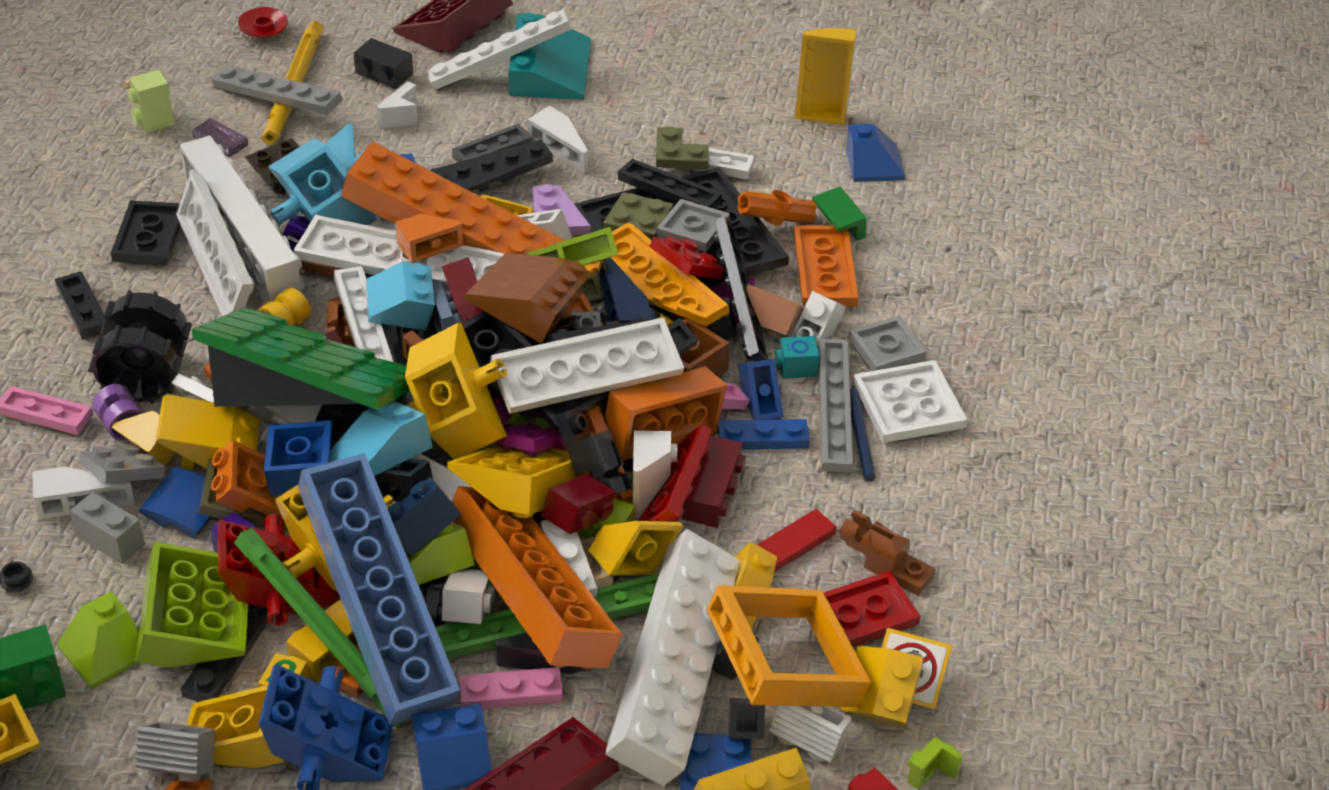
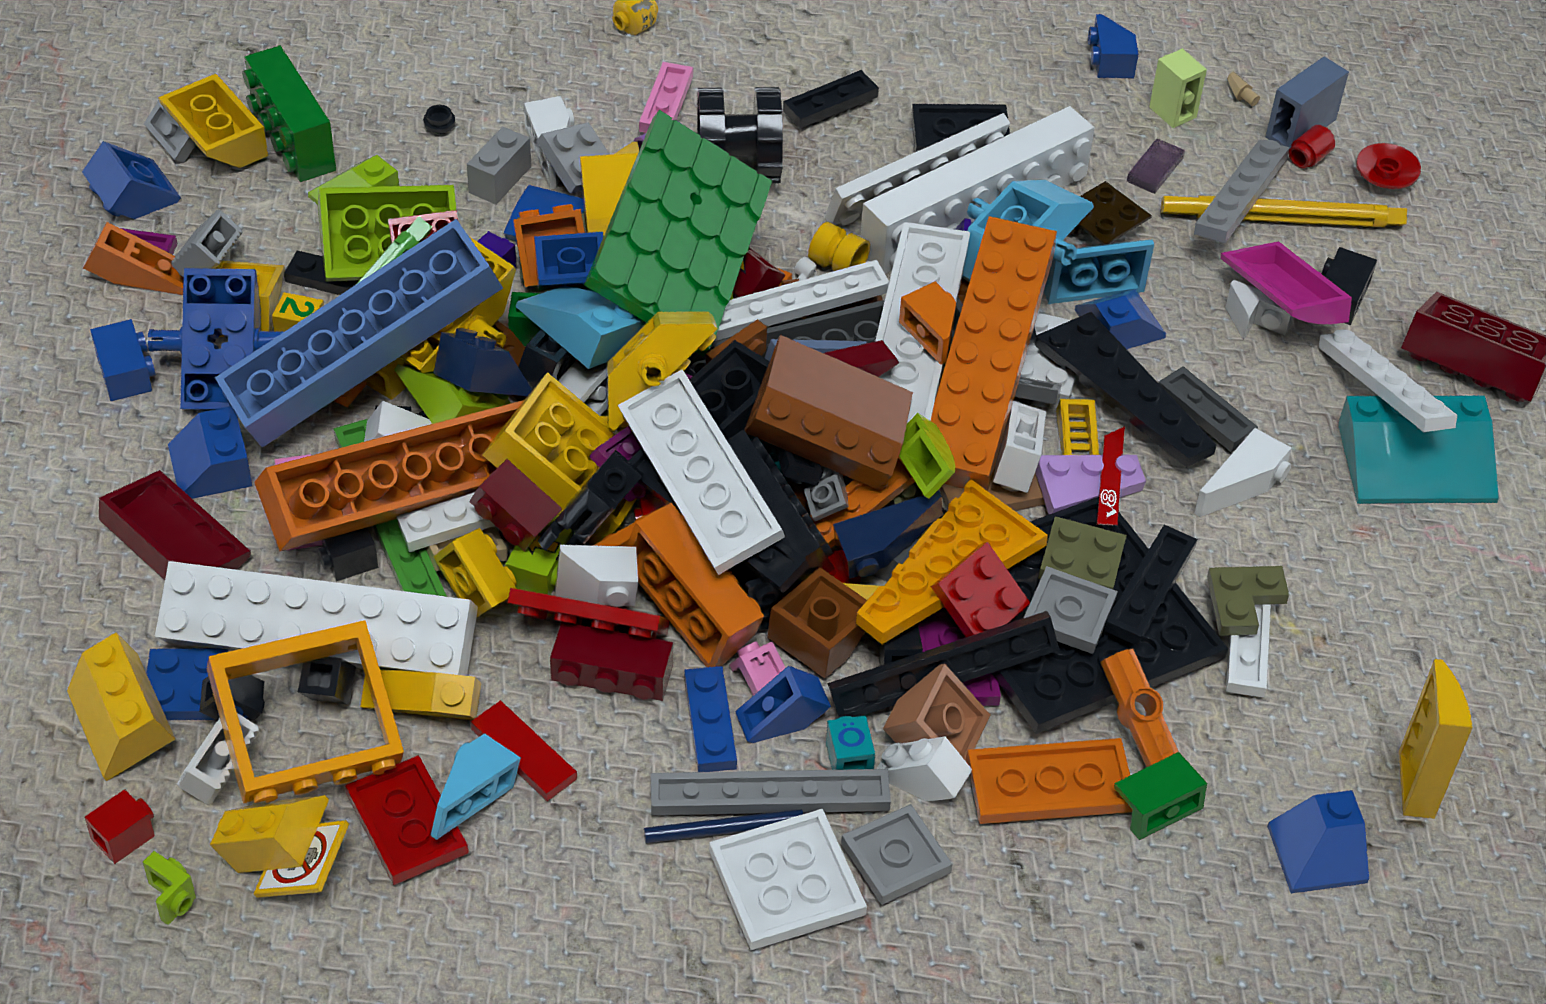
camera: 85 degrees right, 5 degrees up
(76, 135) = (1113, 49): none -> blue slope
(192, 41) = (1307, 101): none -> sand blue brick
(228, 53) = (1311, 146): none -> red brick
(388, 77) = (1291, 283): none -> dark pink slope
(401, 296) = (835, 314): medium azure slope -> none
(564, 197) = (1110, 478): none -> red sticker
(841, 561) = (477, 778): none -> medium azure slope
(886, 552) = (498, 844): dark orange plate -> none

